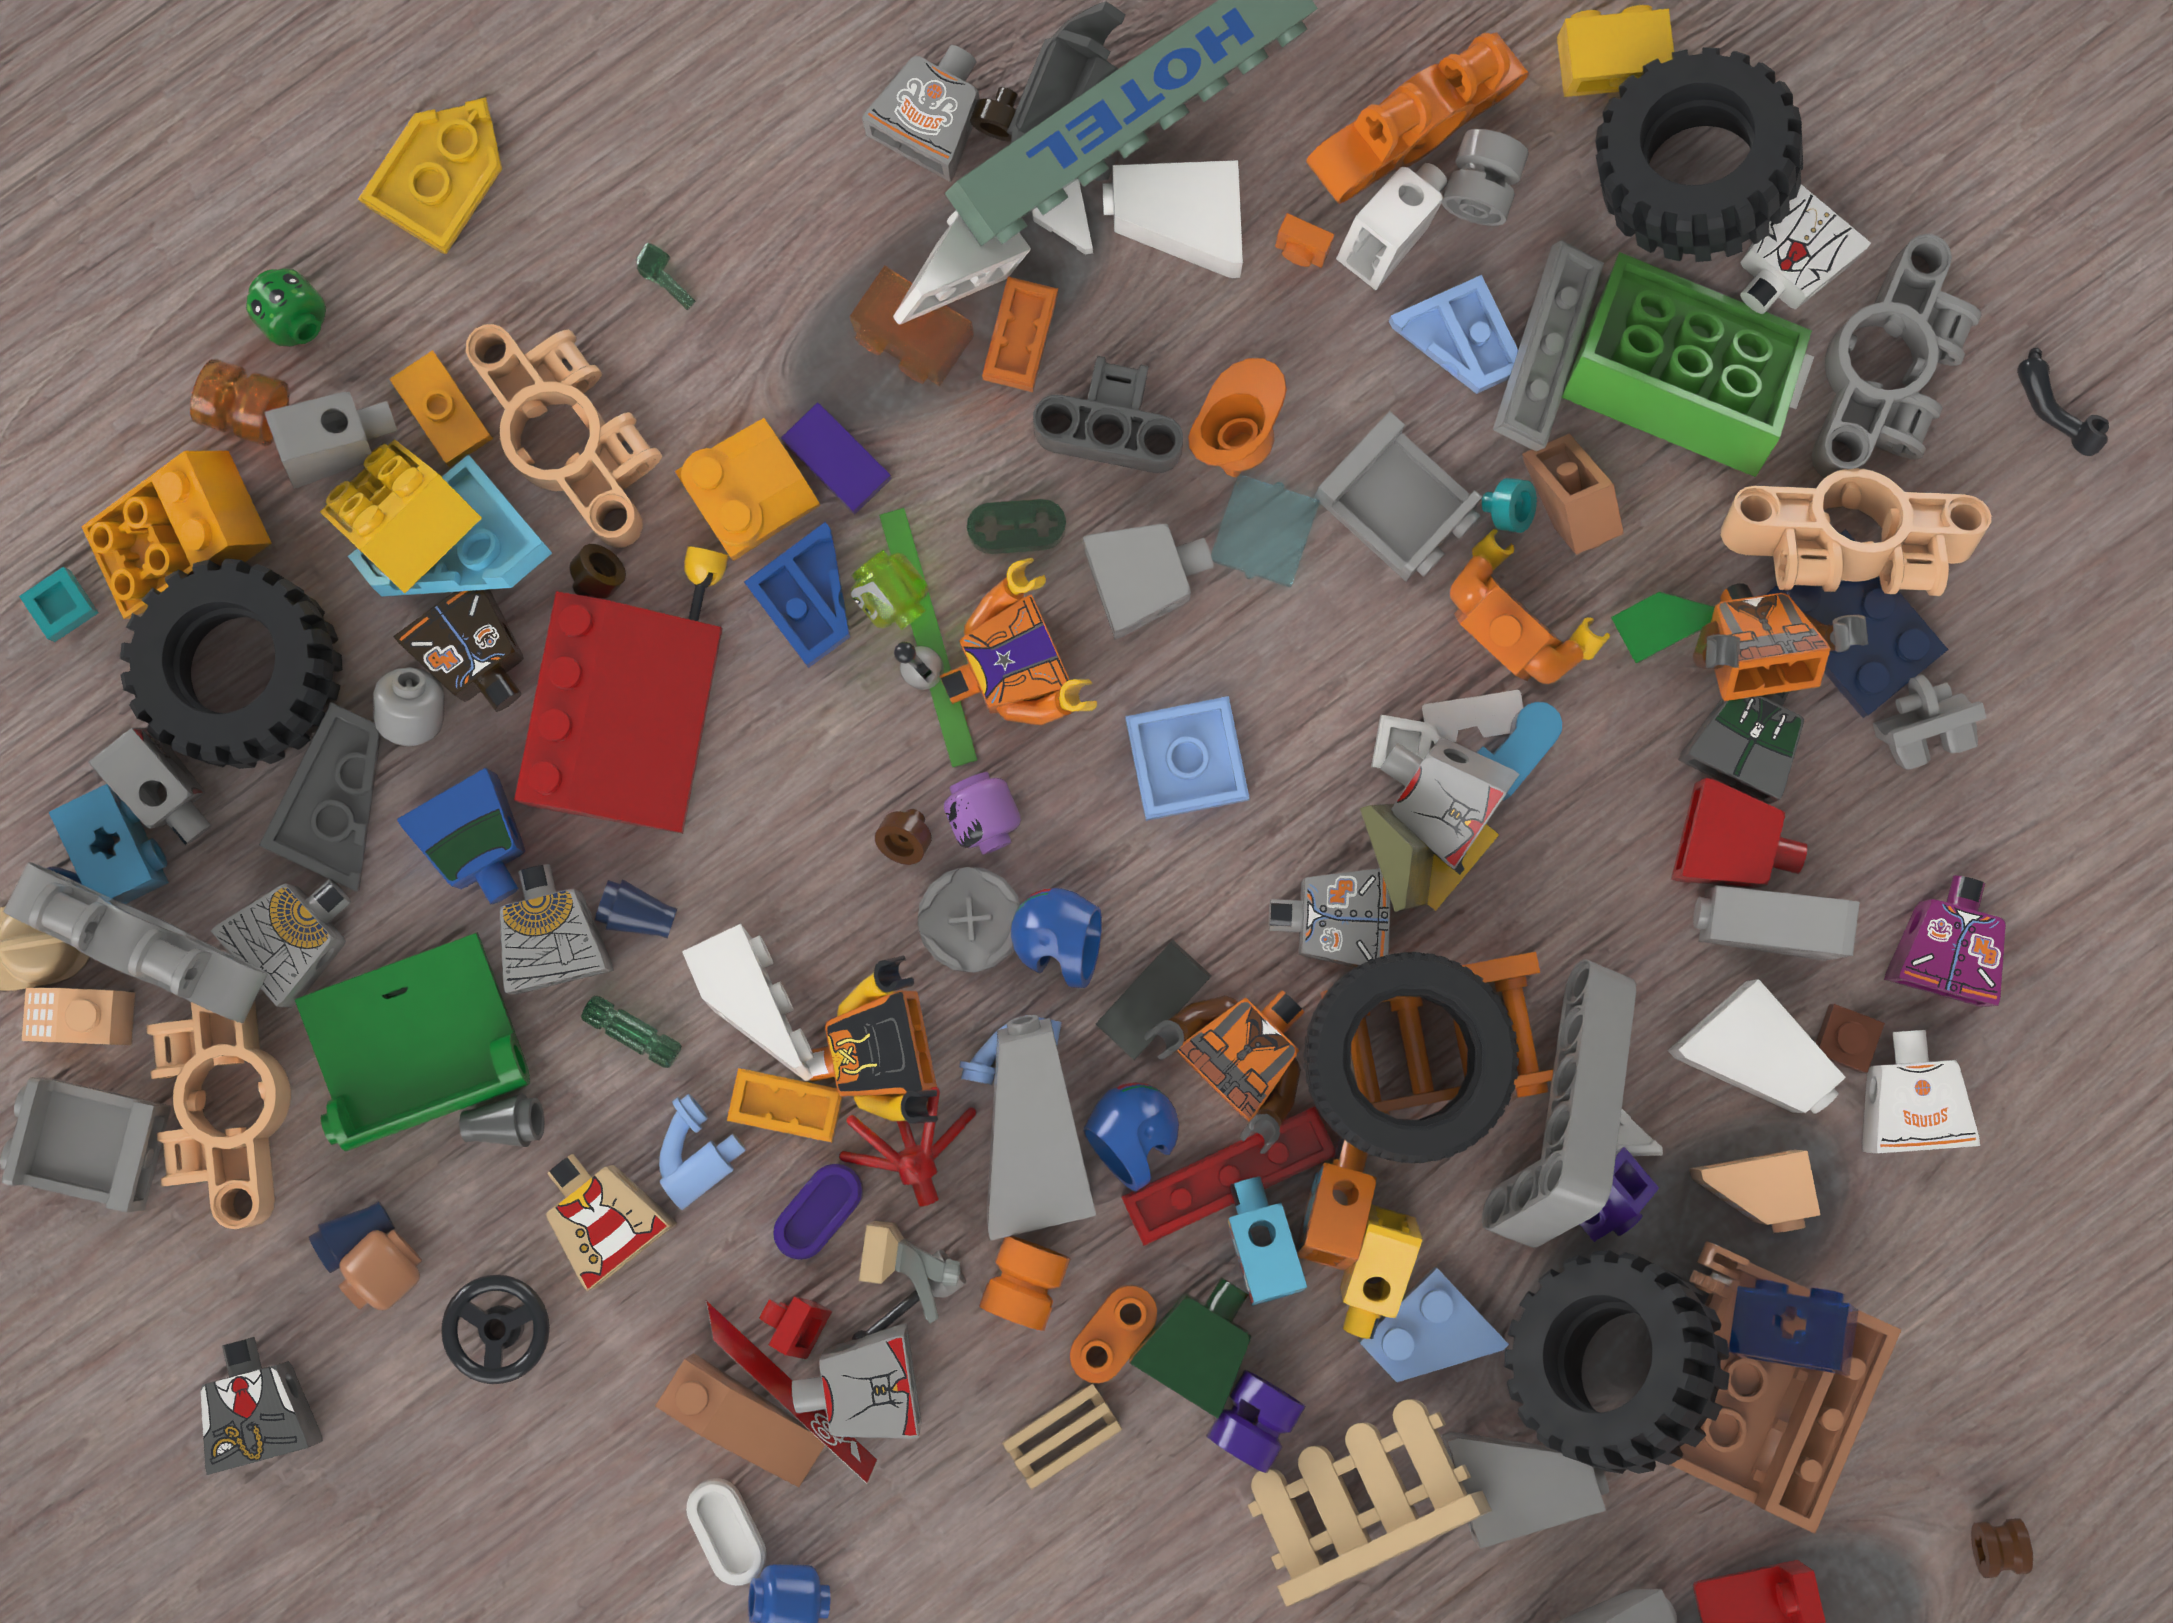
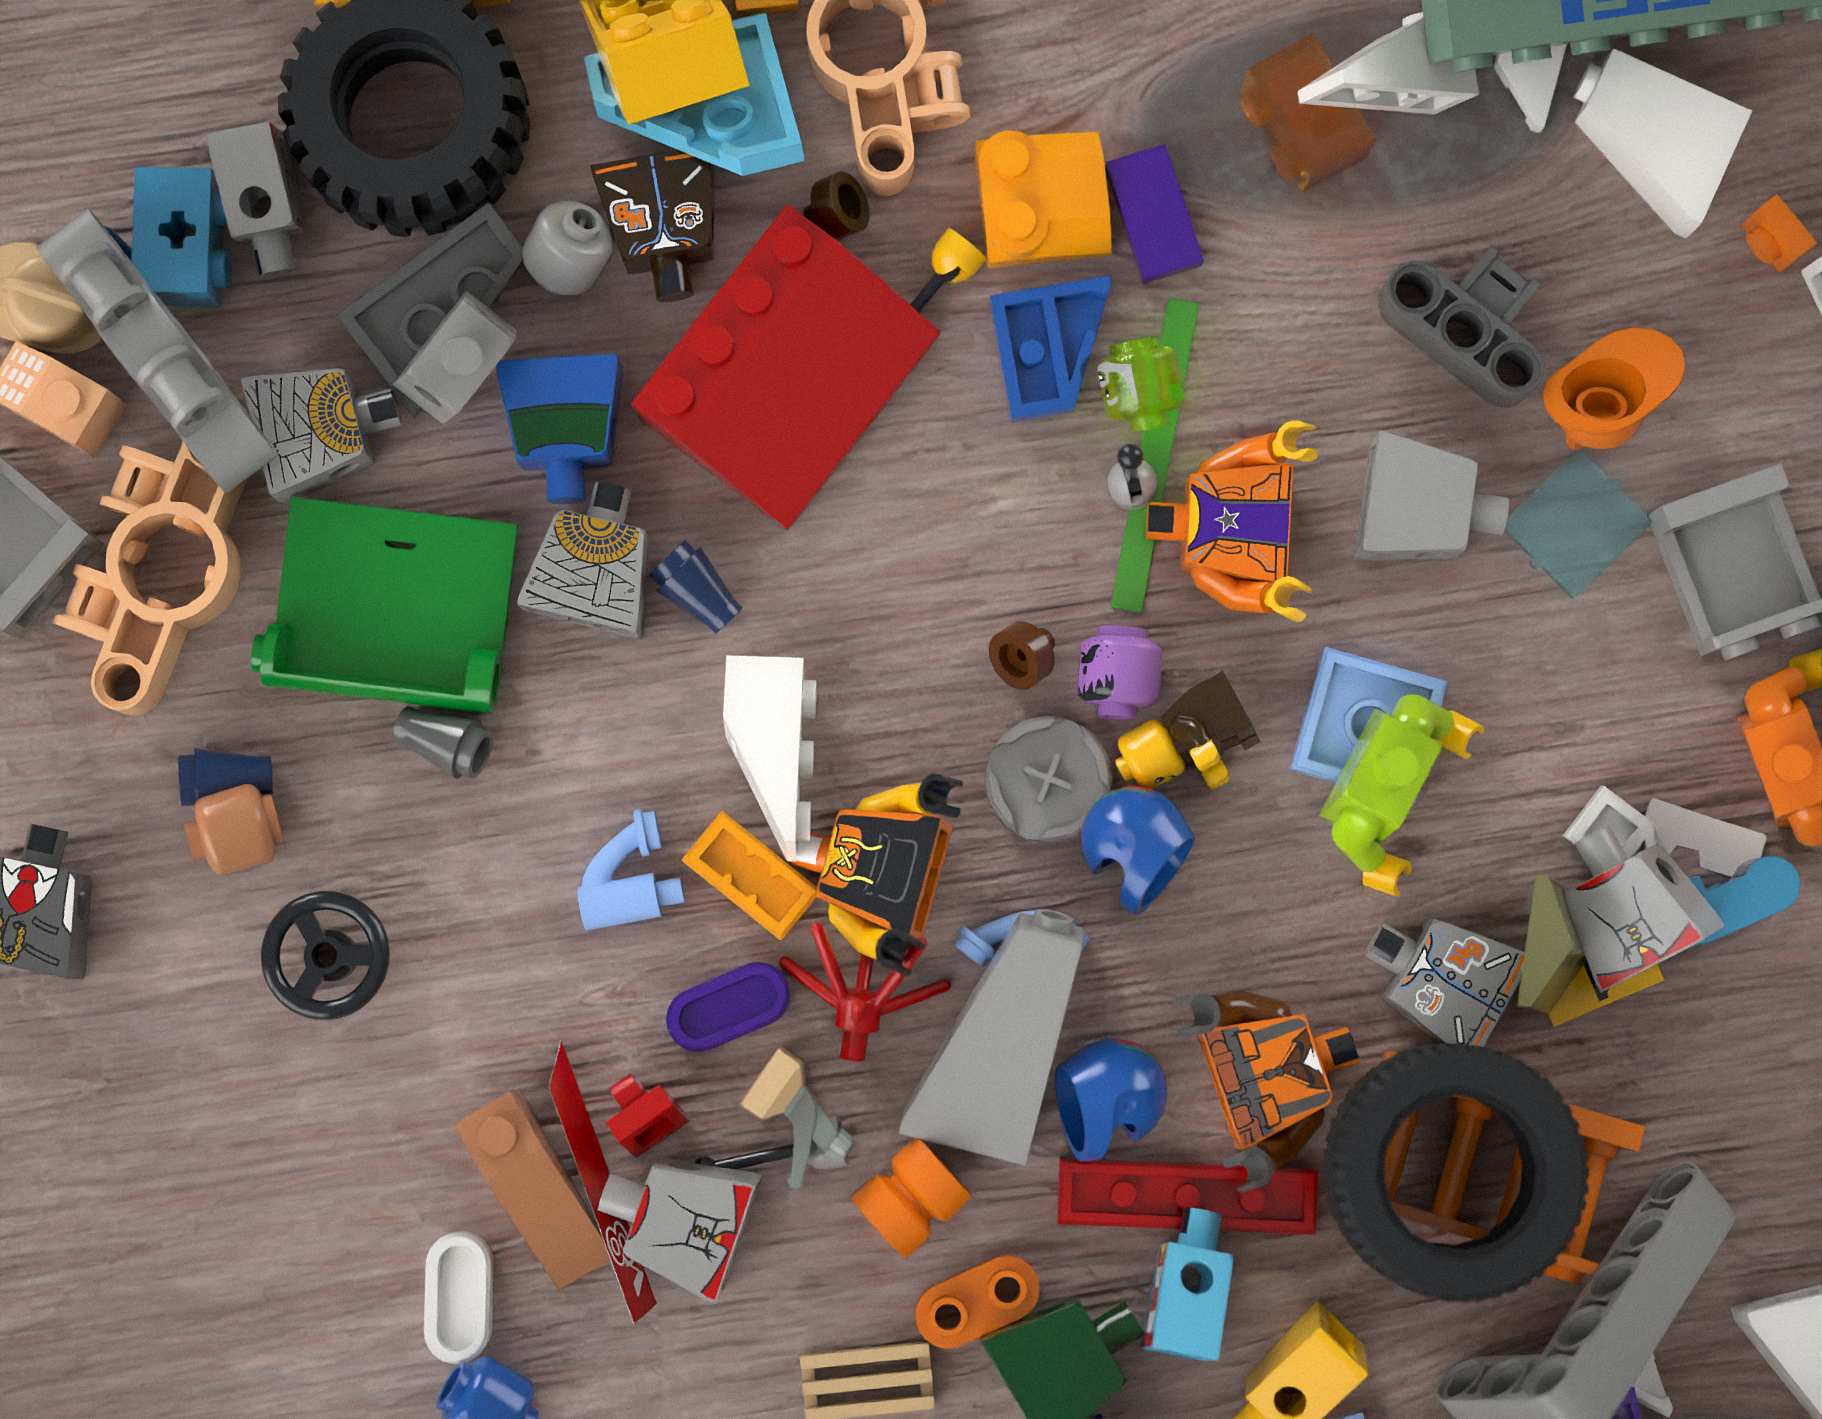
camera: 25 degrees right, 0 degrees up
(366, 831) = (456, 358): none -> light grey torso
(602, 1220) = (496, 897): torso -> none
(631, 1031) = (627, 713): clear green axle -> none
(1016, 513) = (1317, 370): clear green beam -> none
(1020, 334) = (1419, 180): orange plate -> none
(1057, 830) = (1192, 732): none -> piece
(1153, 998) = (1202, 964): pearl dark grey slope -> none
(1216, 792) = (1385, 780): none -> lime torso
(1332, 1231) = (1269, 1312): orange torso -> none

